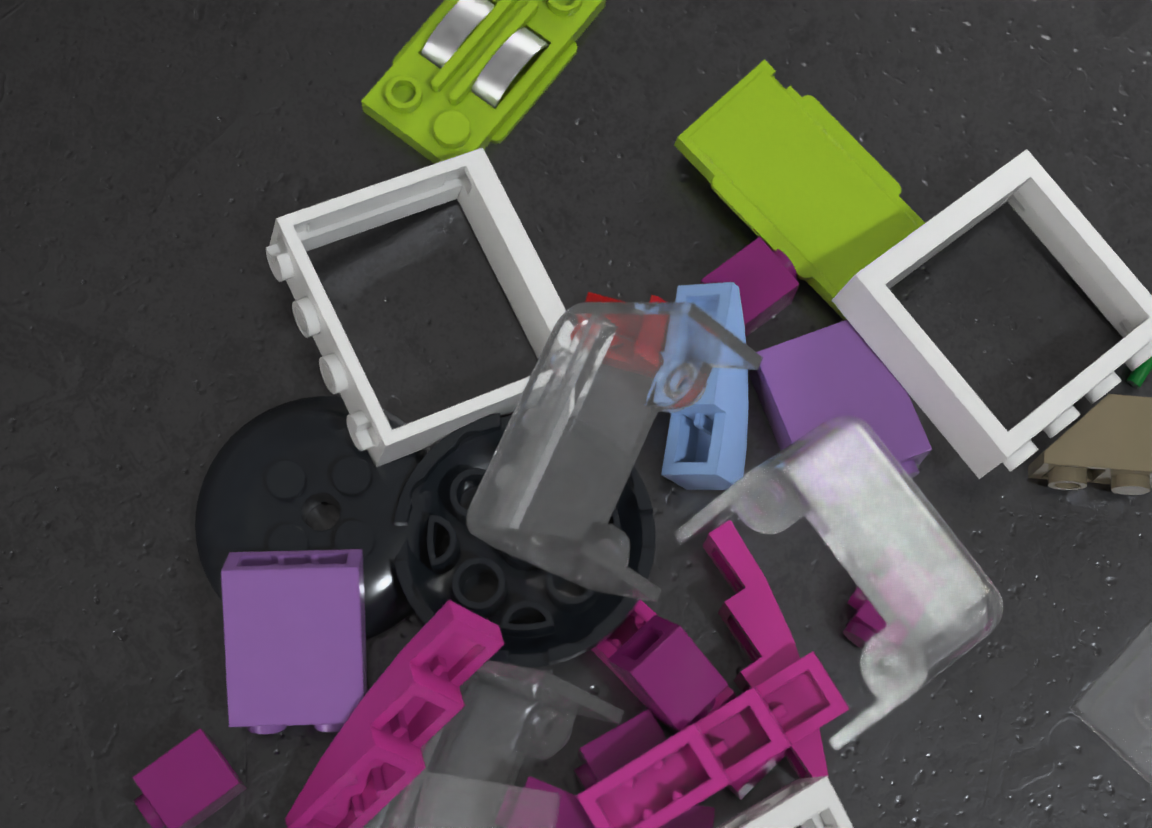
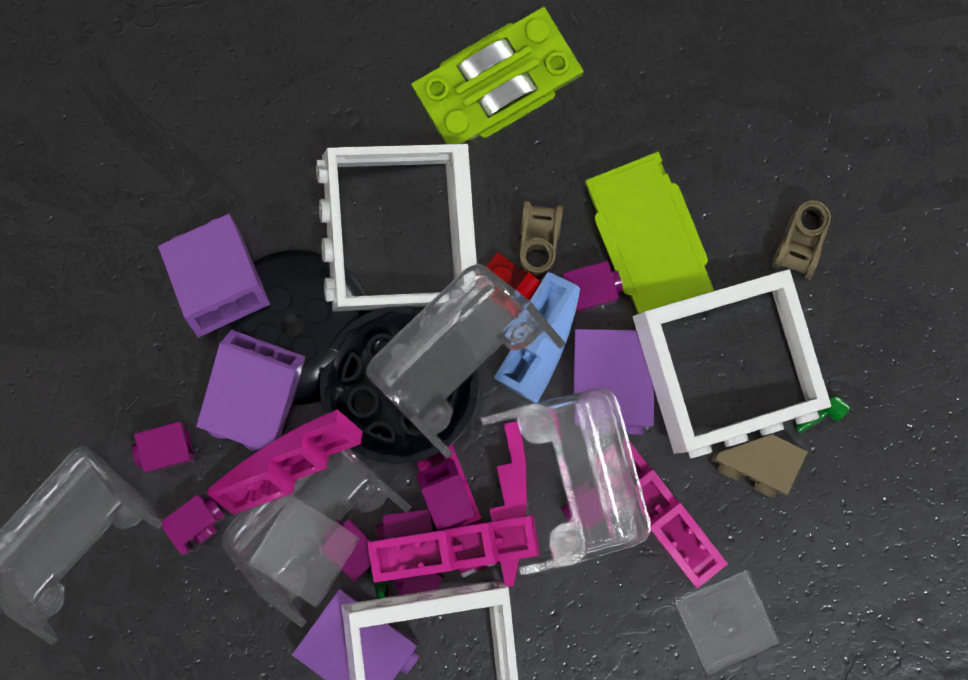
camera: 35 degrees right, 10 degrees up
(170, 481) = (213, 275): none -> medium lavender brick
(638, 241) = (539, 232): none -> dark tan piece
(1020, 116) = (803, 242): none -> dark tan piece
(1044, 601) = (676, 528): none -> dark pink slope

